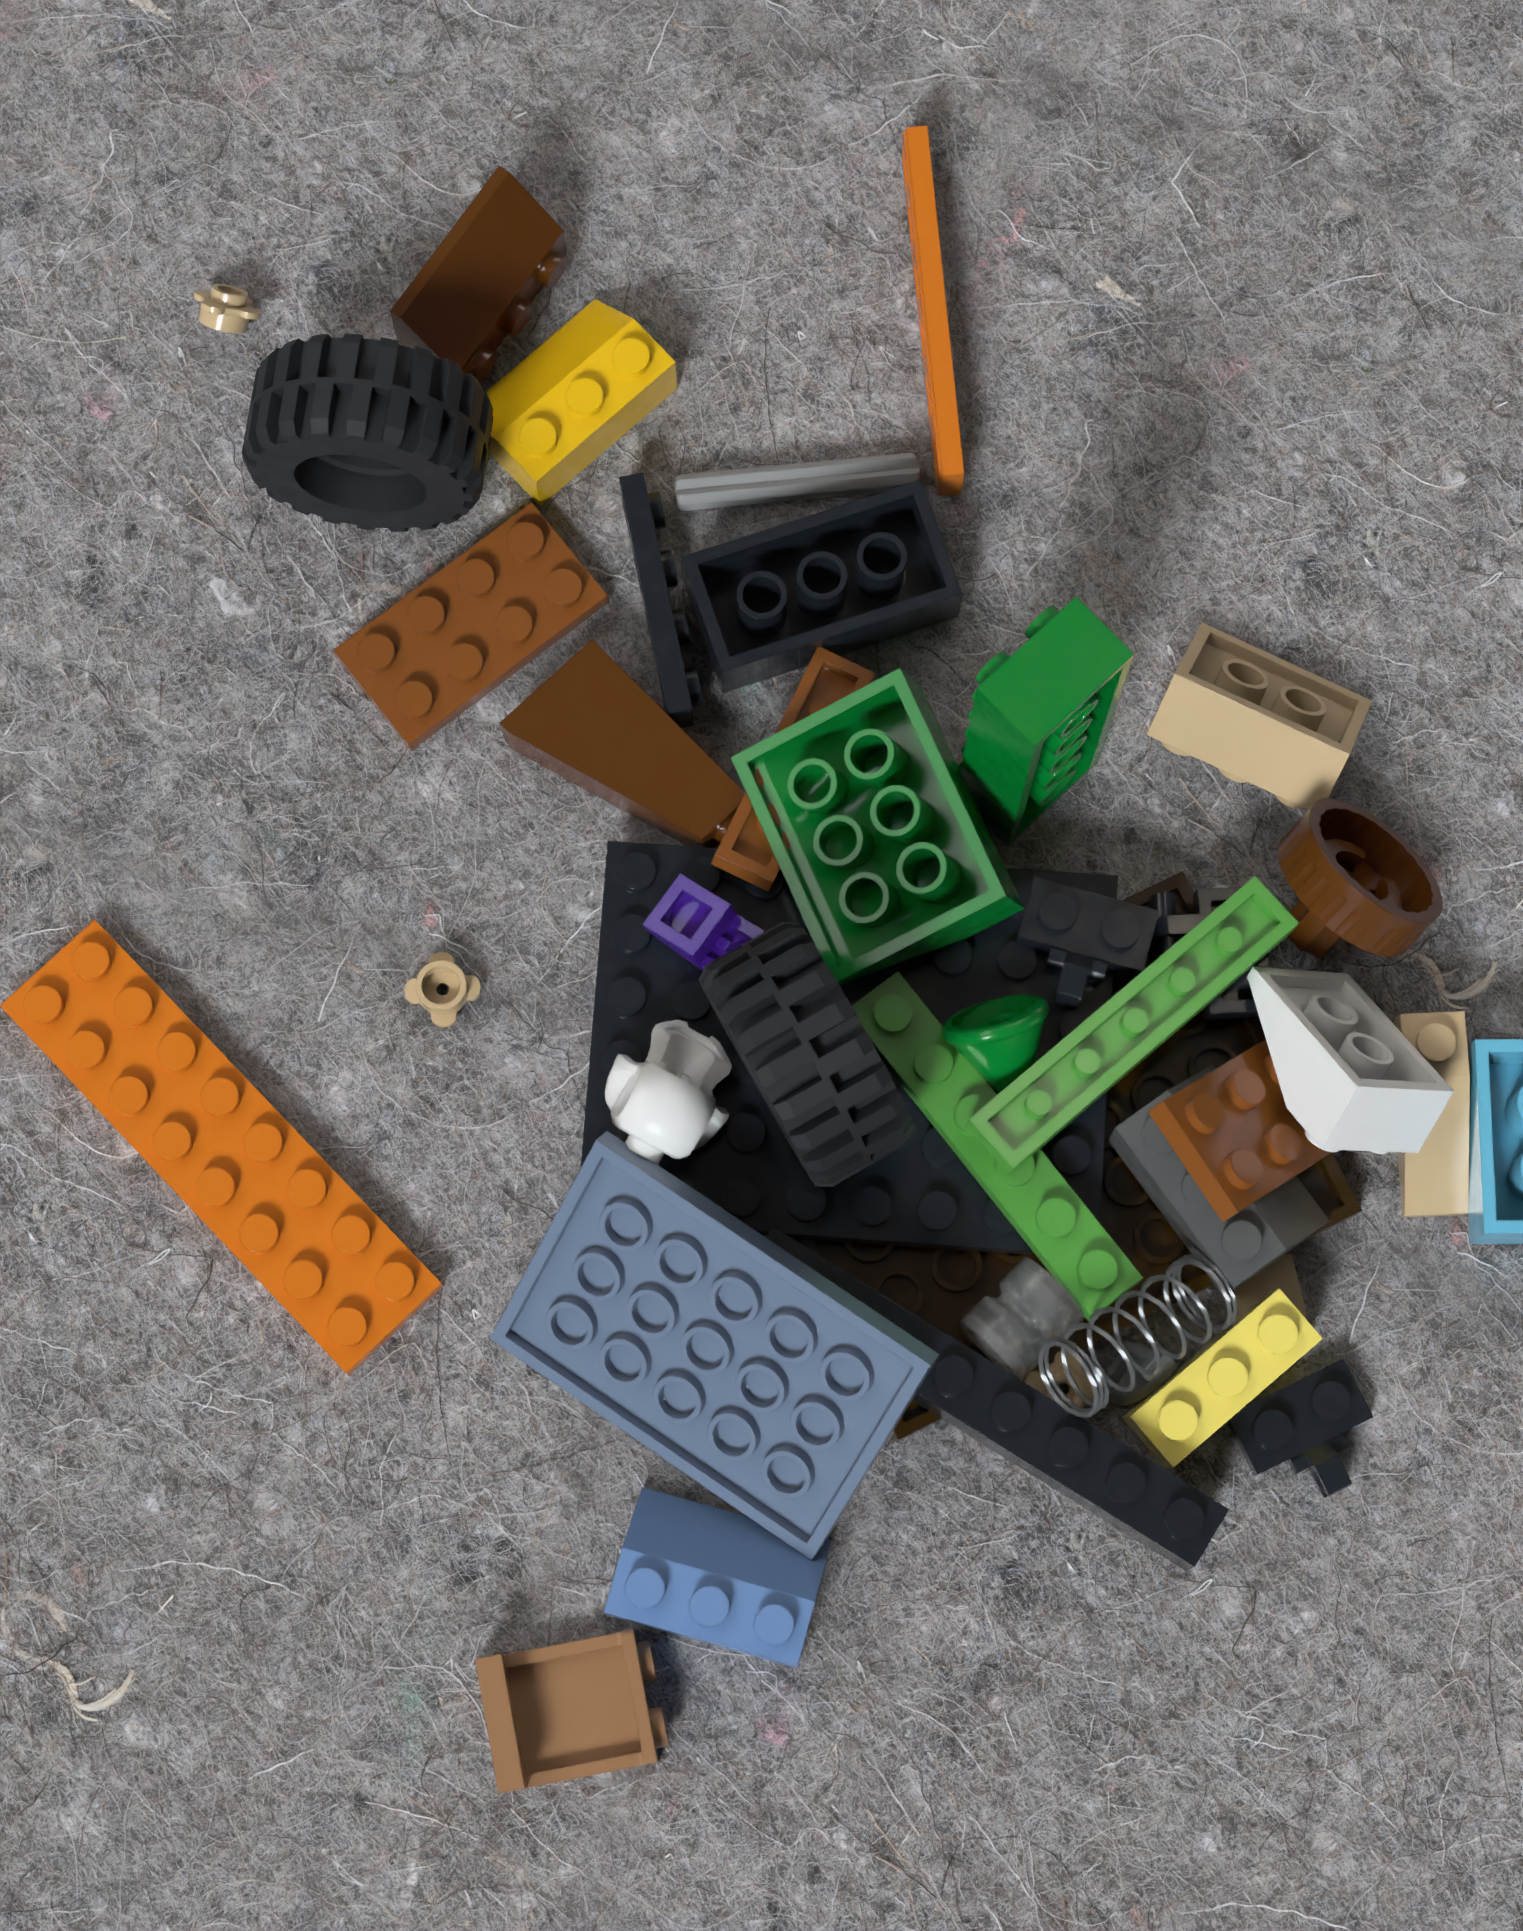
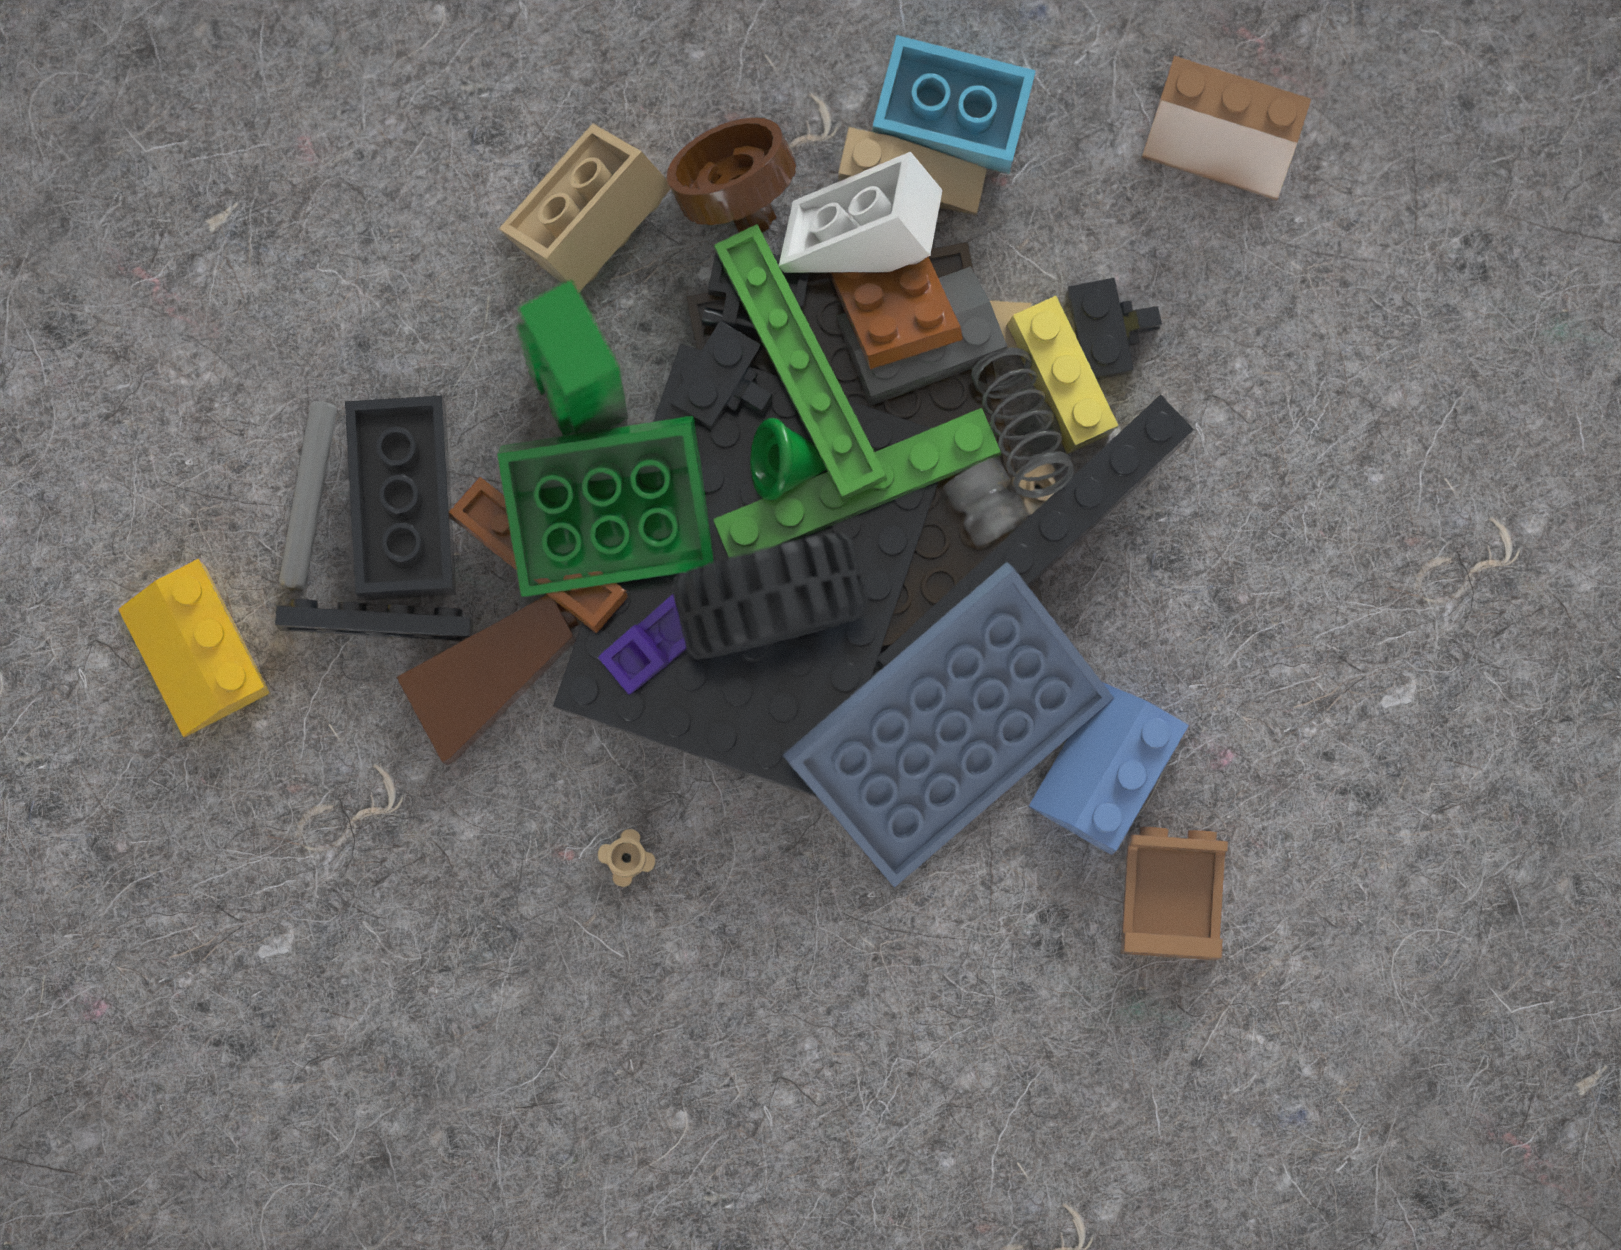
camera: 80 degrees left, 5 degrees up
(222, 1147) = (698, 1050): orange plate -> none
(226, 308) = (49, 890): tan plate -> none
(368, 433) = (199, 799): black tyre -> none
(471, 626) = (352, 767): dark orange plate -> none
(482, 277) = (92, 689): reddish brown slope -> none
(669, 1097) = (764, 708): white head -> none
(932, 311) = (203, 357): orange tile -> none

